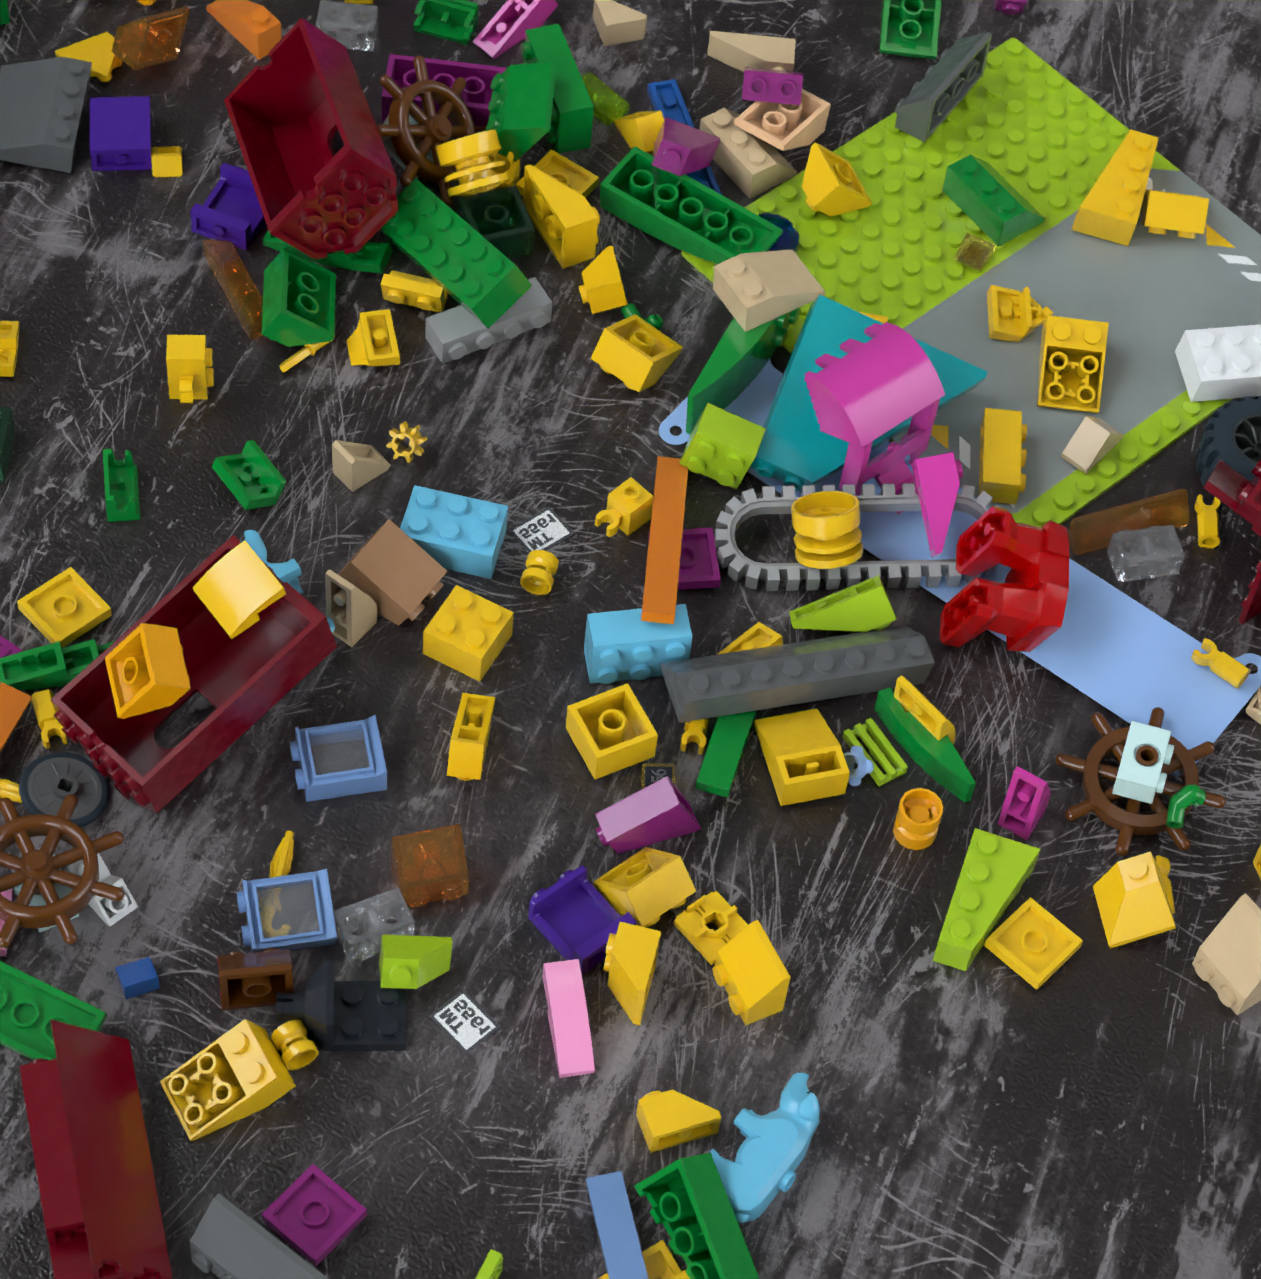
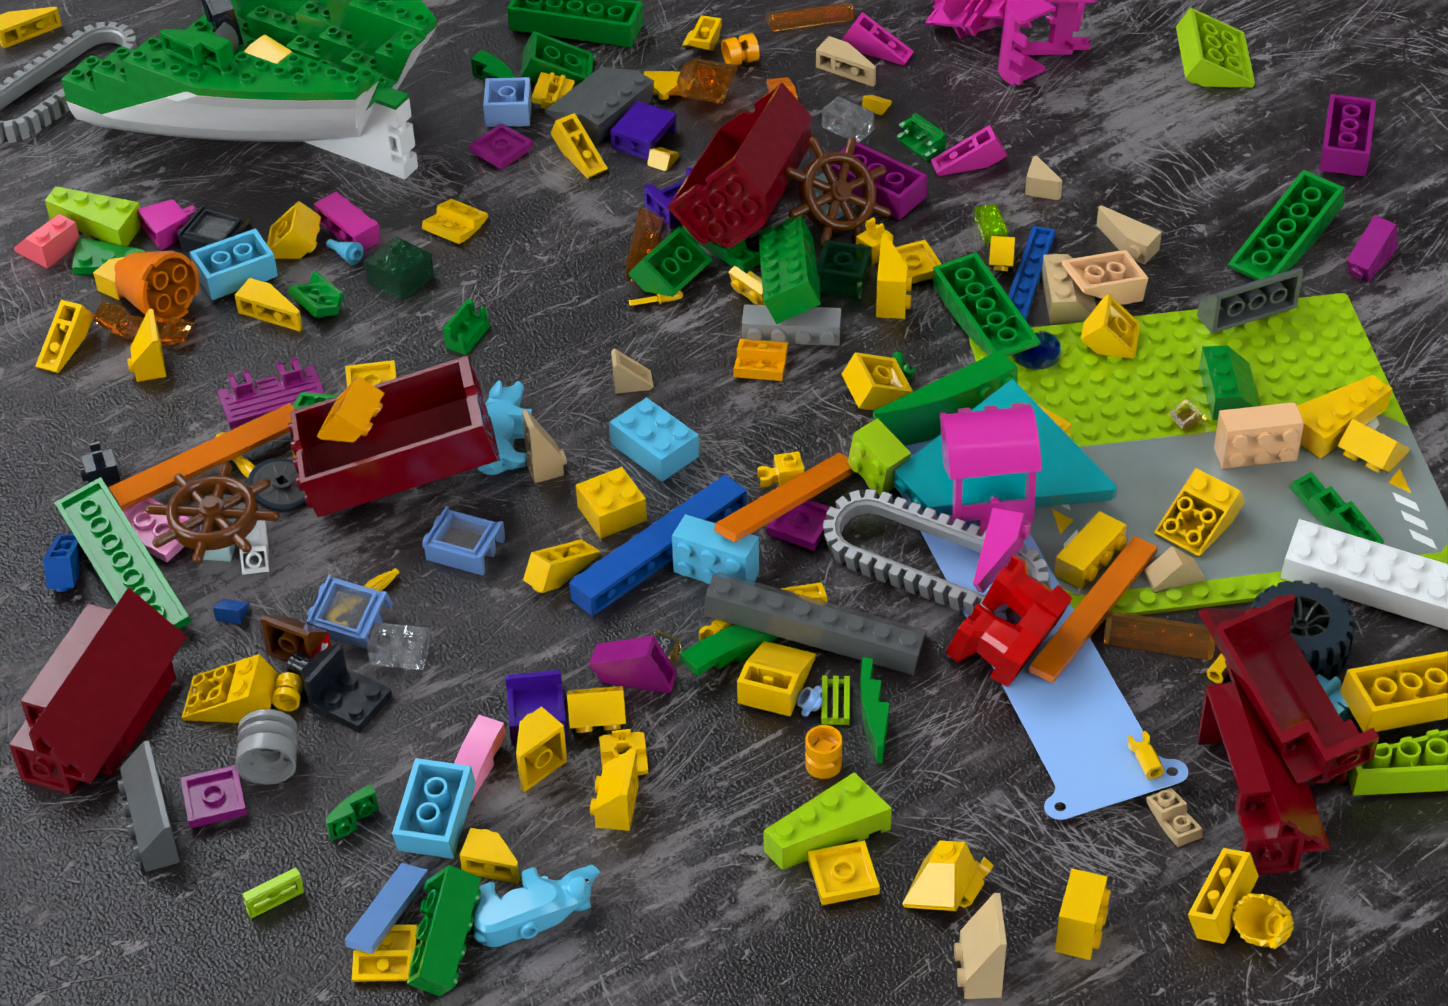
camera: 40 degrees right, 10 degrees down
(60, 187) = (577, 146): none -> yellow slope
(188, 367) = (562, 274): yellow brick -> none
(238, 589) = (441, 385): yellow slope -> none
(250, 477) = (551, 355): green bracket -> none
(338, 1125) = (266, 747): none -> light grey wheel
(374, 340) = (706, 309): yellow slope -> none
(394, 573) = (589, 444): medium nougat slope -> none
(413, 960) = (401, 676): lime slope -> none
(414, 443) = (670, 374): yellow gear -> none
(430, 865) = (460, 624): clear orange slope -> none
(464, 1021) = (411, 734): clear sticker -> none
(472, 163) = (845, 217): yellow wheel -> none
(484, 377) = (760, 359): none -> light orange slope
(487, 1152) = (343, 818): none -> green slope
(521, 106) = (906, 198): green slope -> none
(540, 568) = (694, 484): yellow wheel -> none
(541, 531) = (717, 466): clear sticker -> none
(557, 661) = (651, 548): none -> blue brick
(571, 102) = (956, 202): green brick -> none
(582, 1098) = (434, 808): none -> medium azure brick
(603, 283) = (891, 331): yellow slope -> none
(611, 731) = (652, 600): yellow brick -> none
(683, 148) = (1009, 265): magenta slope -> none
(764, 286) = (981, 360): tan slope -> none
(772, 86) = (1111, 250): magenta panel -> none
(827, 529) = (905, 535): yellow wheel -> none
(851, 609) = (891, 601): lime slope -> none
(923, 710) = (884, 684): yellow slope -> none
(1013, 313) = (1181, 464): yellow slope -> none
(1024, 803) = (909, 777): dark pink slope -> none
(1050, 490) = (1093, 610): none -> orange tile
(1069, 248) = (1258, 435): none -> light nougat brick
(1145, 553) = (1153, 660): clear brick -> none
(1145, 760) = (1010, 792): reddish brown brick -> none
(1177, 298) = (1332, 509): none -> green slope
(1181, 800) = (1028, 826): green arm -> none

